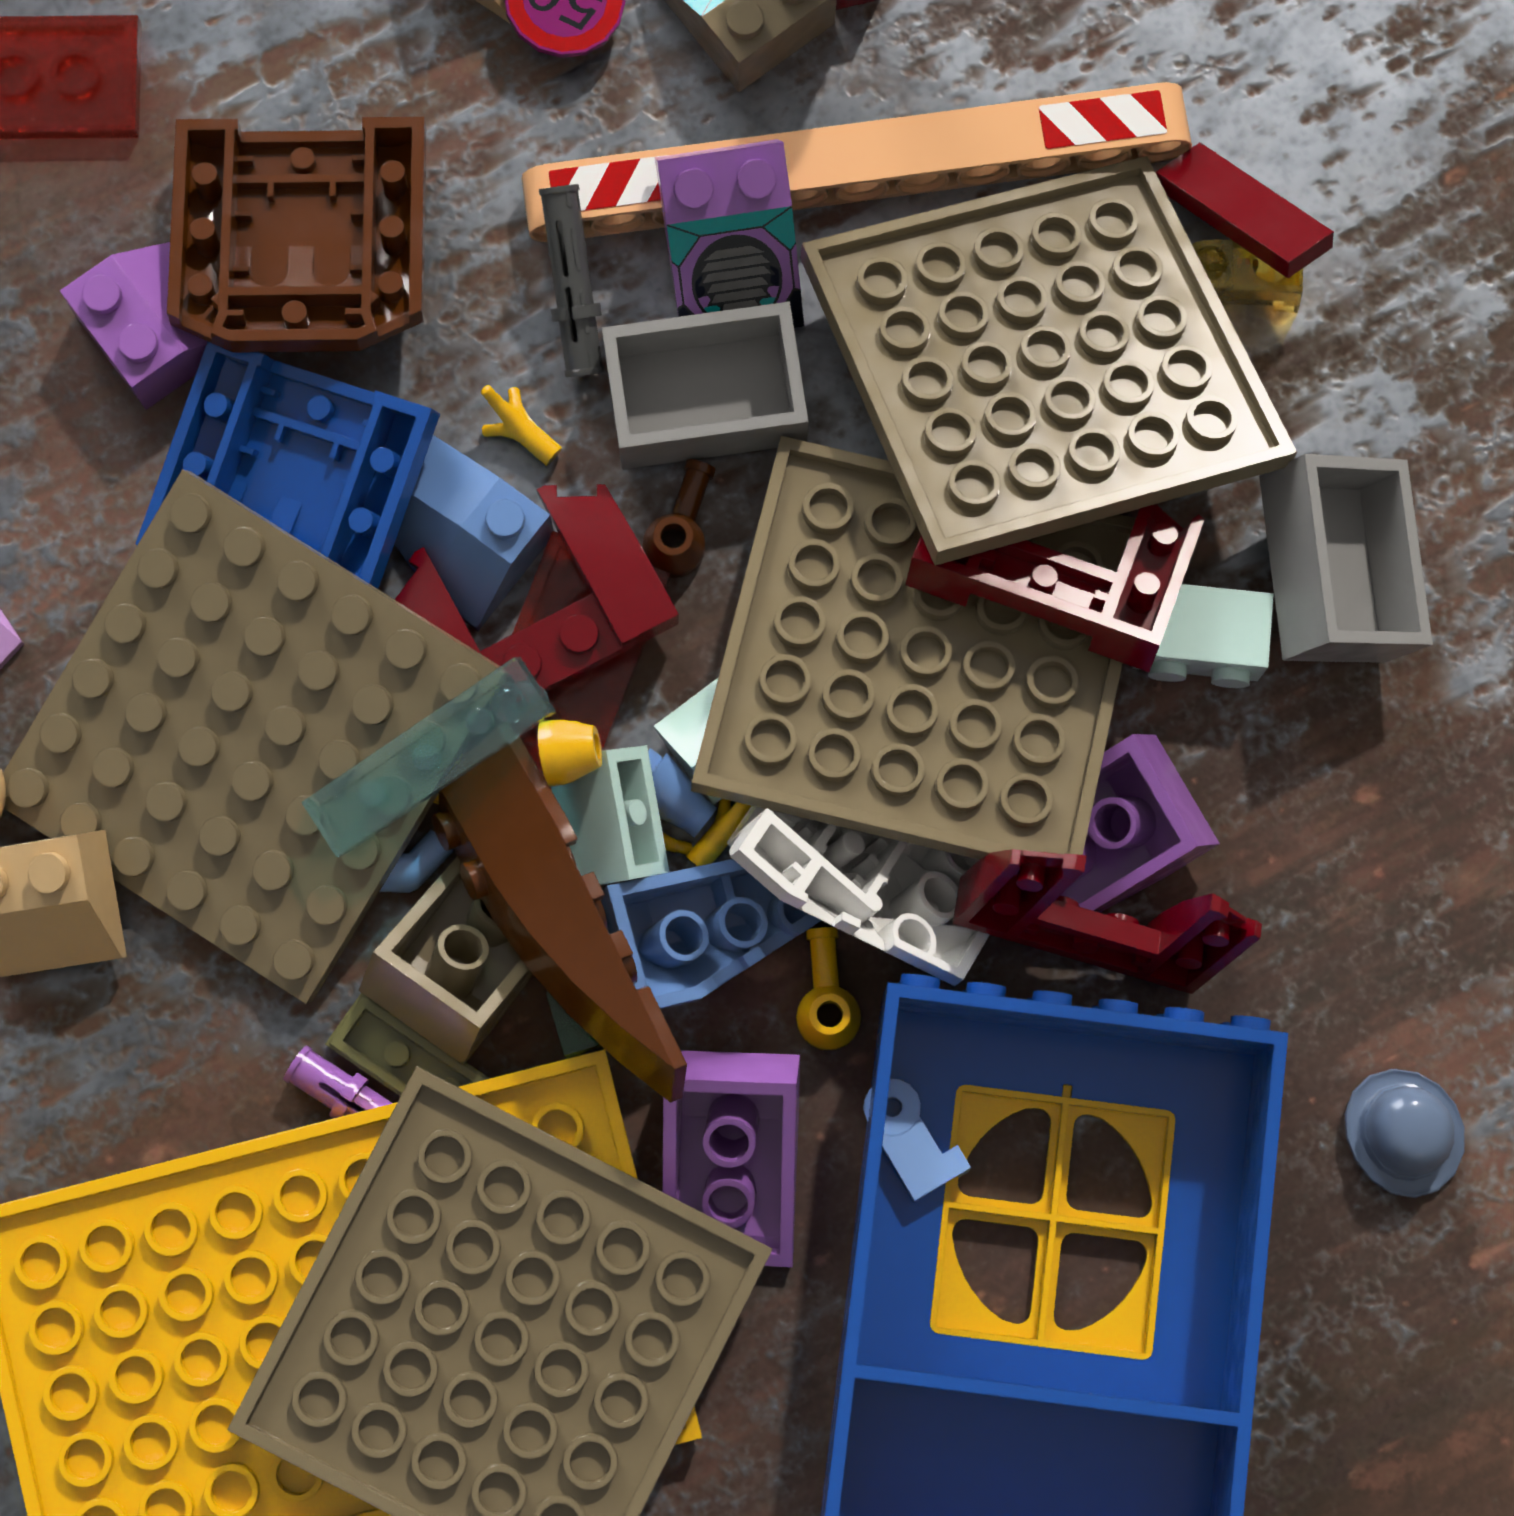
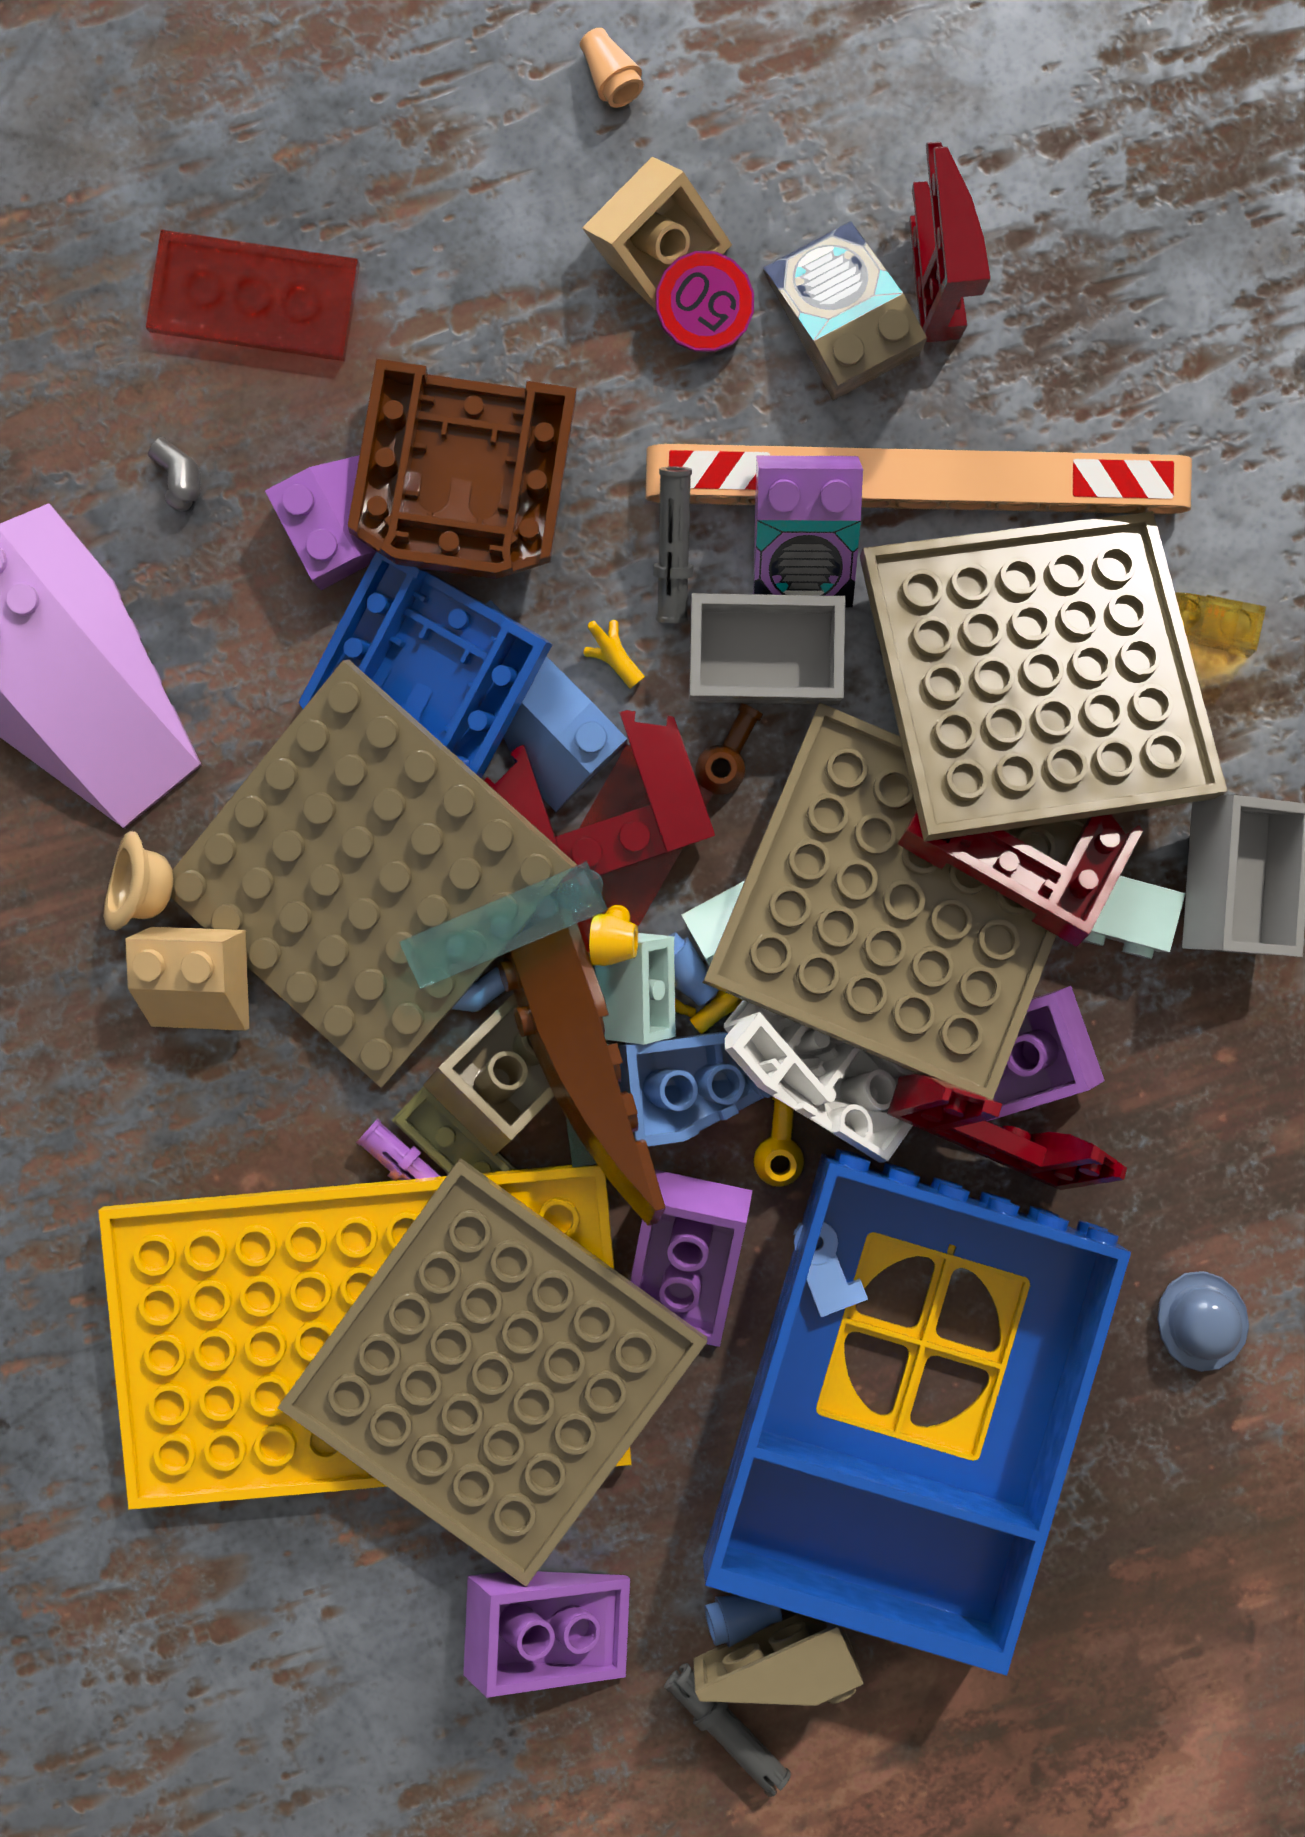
camera: 15 degrees right, 10 degrees up
(1245, 210) = (1223, 573): dark red tile -> none

